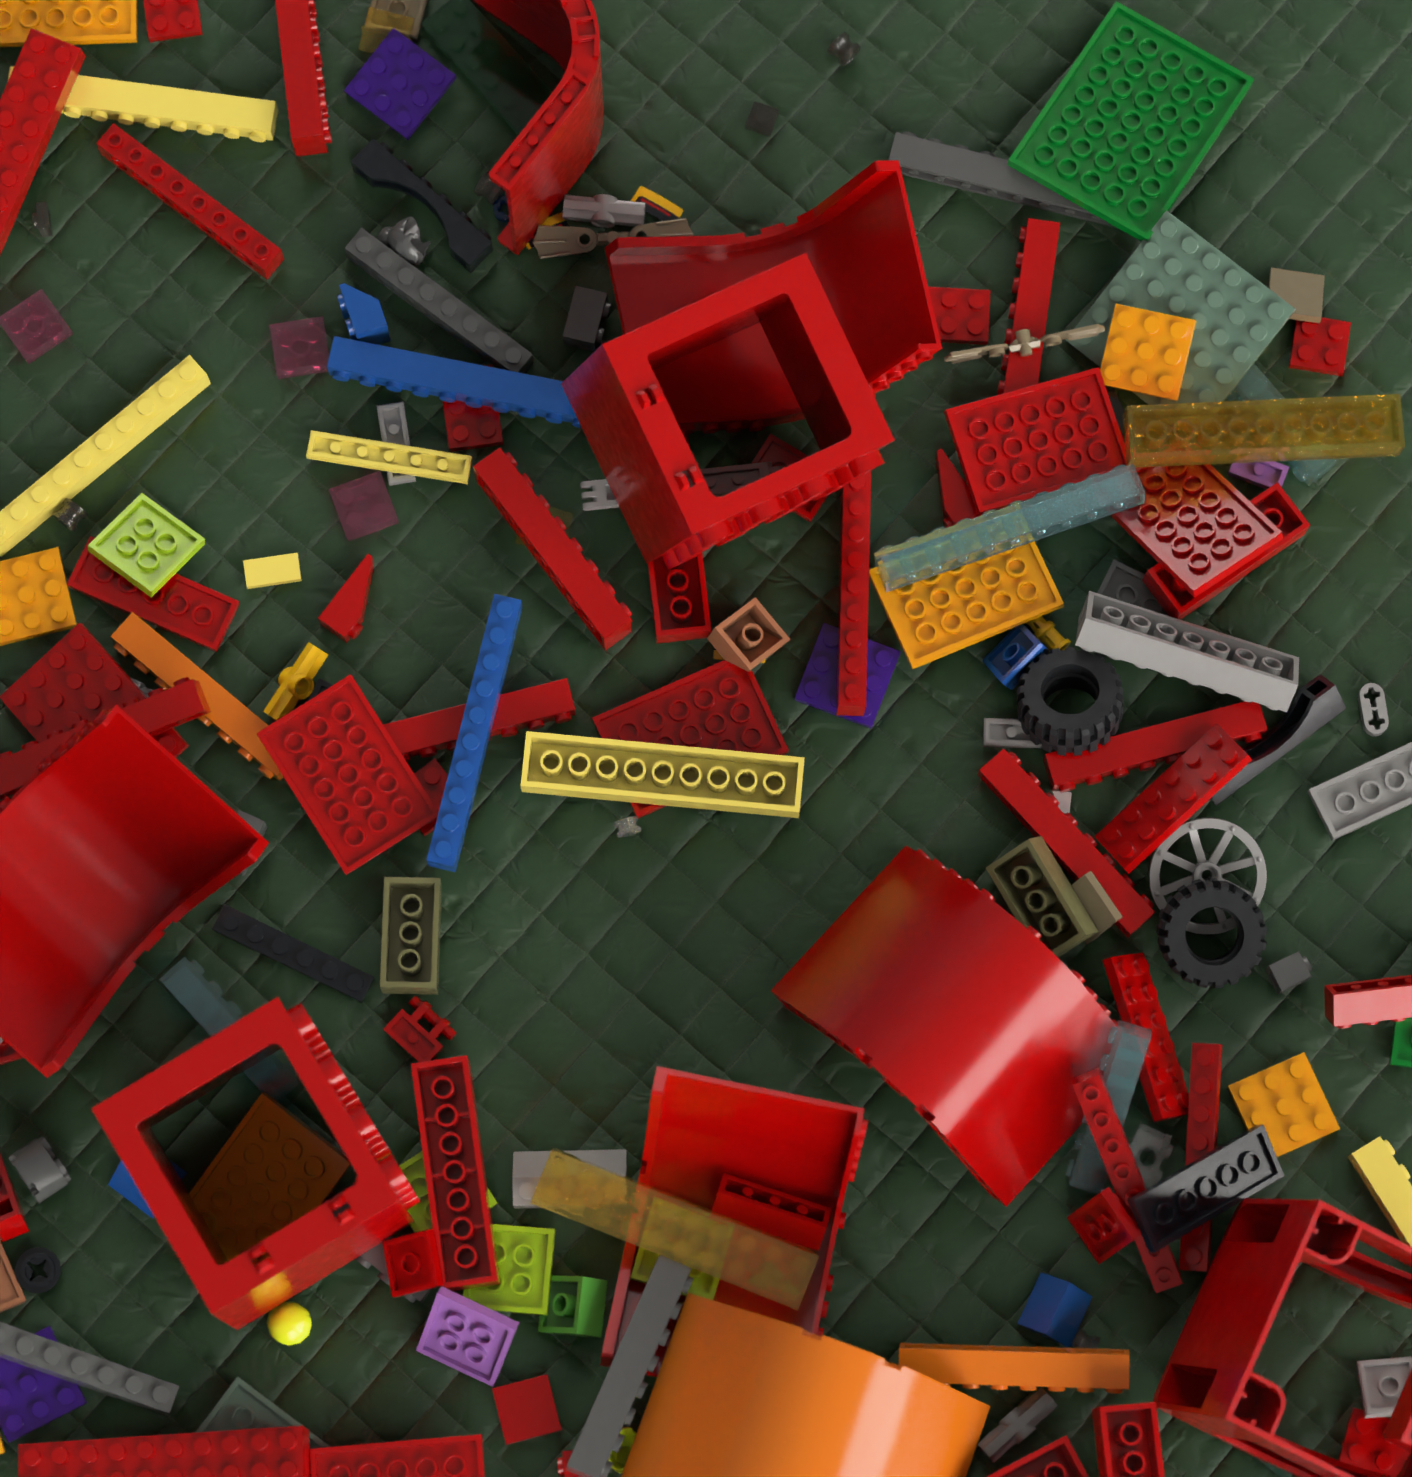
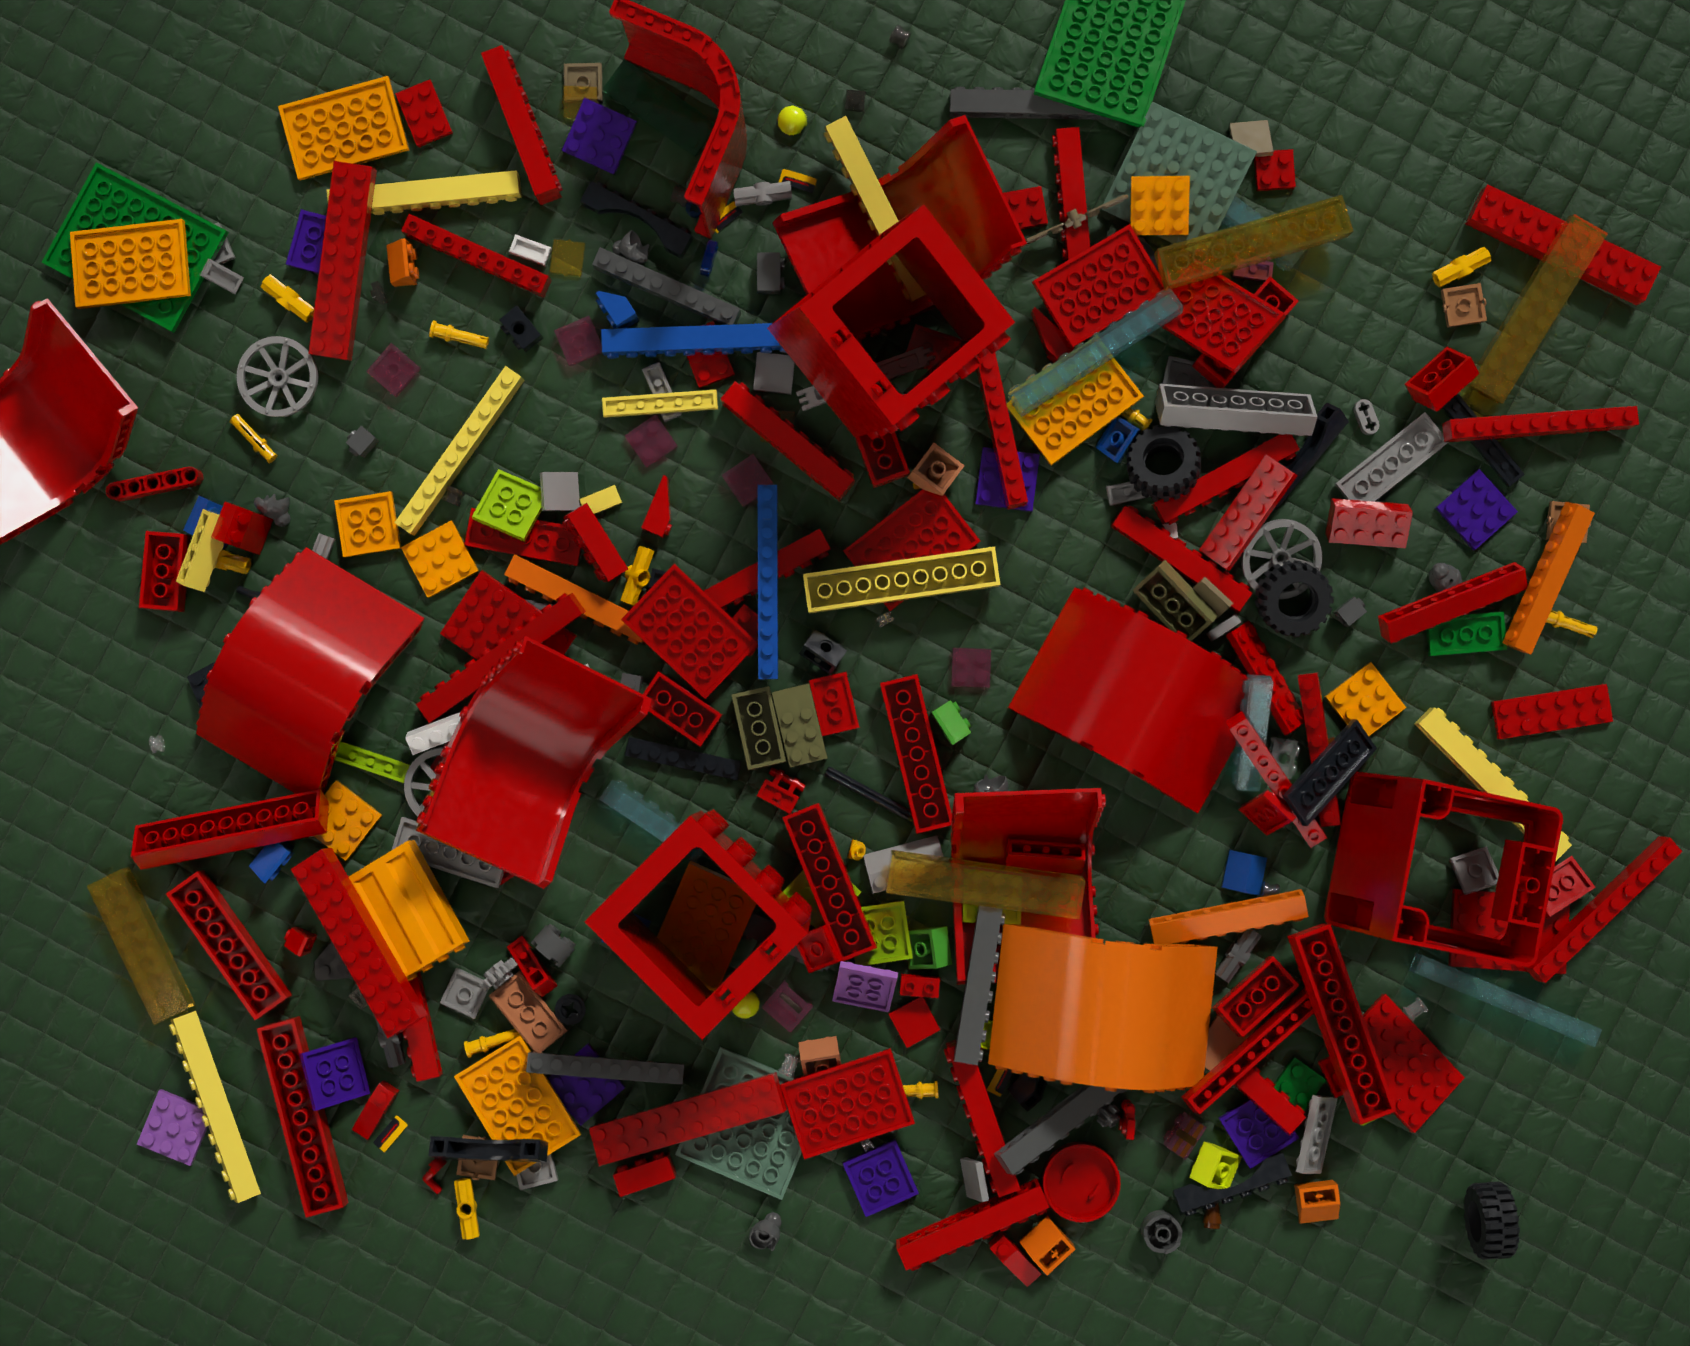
camera: 10 degrees left, 10 degrees up
(86, 187) = (402, 263): none -> orange slope
(126, 296) = (450, 333): none -> yellow pin
(218, 542) = (559, 491): none -> light grey tile
(221, 297) = (514, 319): none -> black brick
(248, 622) = (595, 543): none -> red brick
(265, 212) = (530, 250): none -> white tile
(308, 881) = (681, 709): none -> red brick
(314, 234) = (567, 257): none -> clear yellow piece
(330, 1428) = (789, 1065): none -> clear bush
(340, 1346) = (783, 1012): none -> clear pink plate
(377, 1420) = (819, 1054): none -> nougat slope
(469, 945) = (799, 725): none -> olive brick
(477, 586) = (745, 478): none -> clear pink plate
(505, 1142) = (857, 850): none -> yellow plate
(508, 279) = (709, 258): none -> clear blue beam
(526, 927) = (834, 703): none -> red plate
(528, 850) = (824, 660): none -> black brick
(542, 1065) = (867, 793): none -> black axle
(546, 1357) = (919, 985): none -> red brick
(557, 454) = (774, 373): none -> light grey tile
(565, 240) = (741, 221): dark tan piece -> none
(624, 1022) = (916, 753): none -> red brick
(669, 124) = (792, 120): none -> neon yellow hair
(684, 991) = (951, 722): none -> bright green slope
(732, 924) = (971, 667): none -> clear pink plate
(749, 241) = (870, 193): none -> light yellow brick
(1096, 955) = (1223, 627): none -> light grey beam
(1342, 854) = (1368, 523): none -> red brick

